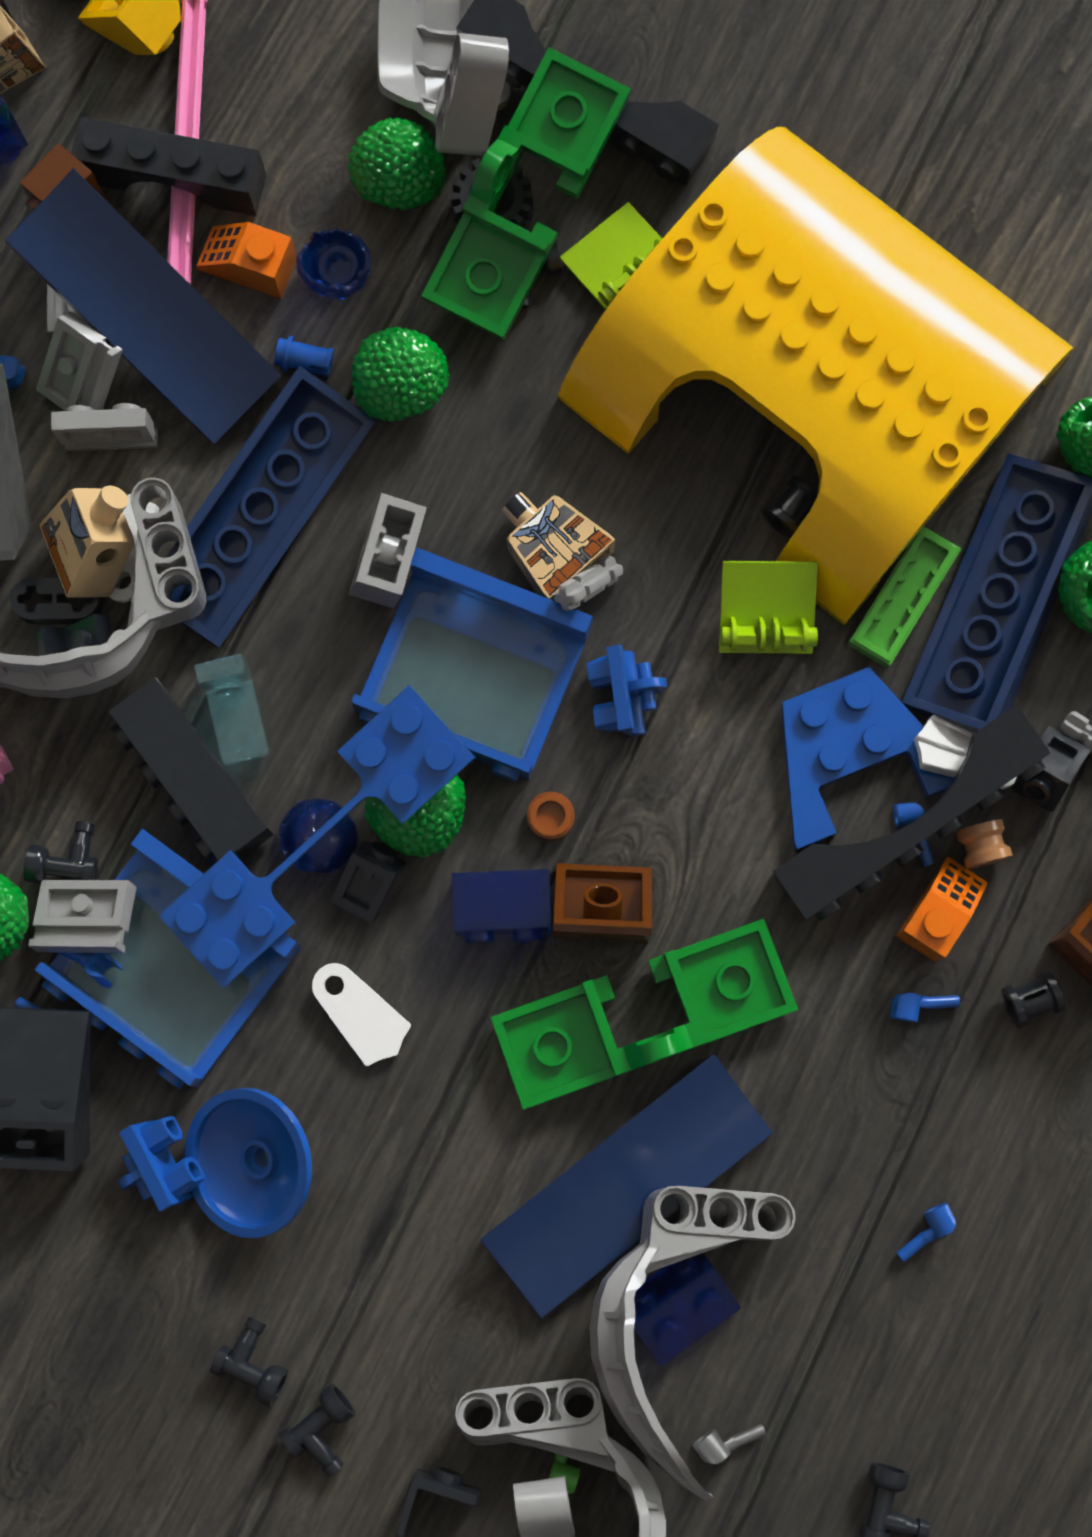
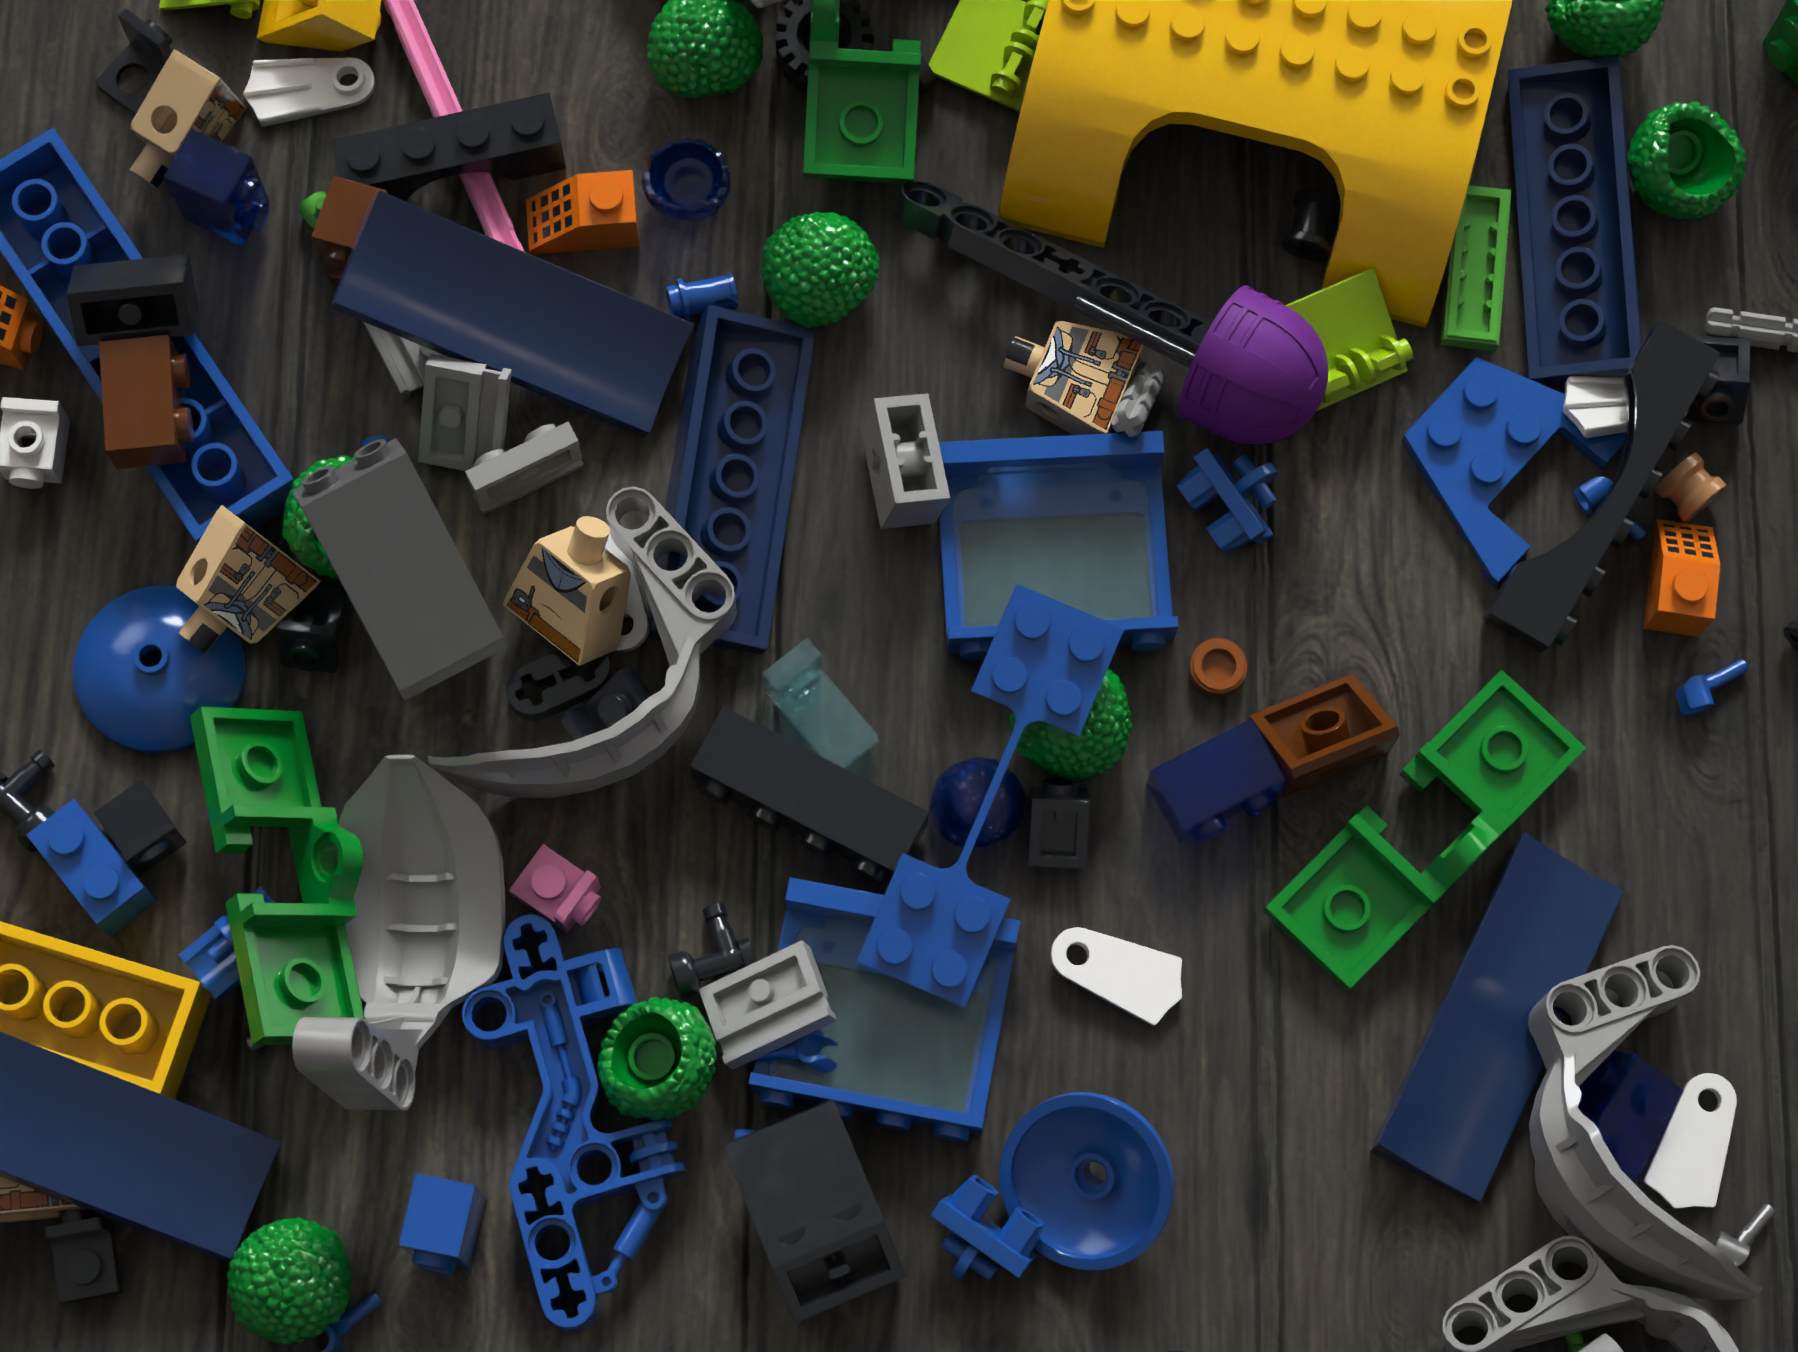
camera: 30 degrees left, 5 degrees down
(95, 71) = (305, 87): none -> white piece
(680, 595) = (1250, 370): none -> piece
(728, 1354) = (1694, 1146): none -> white piece

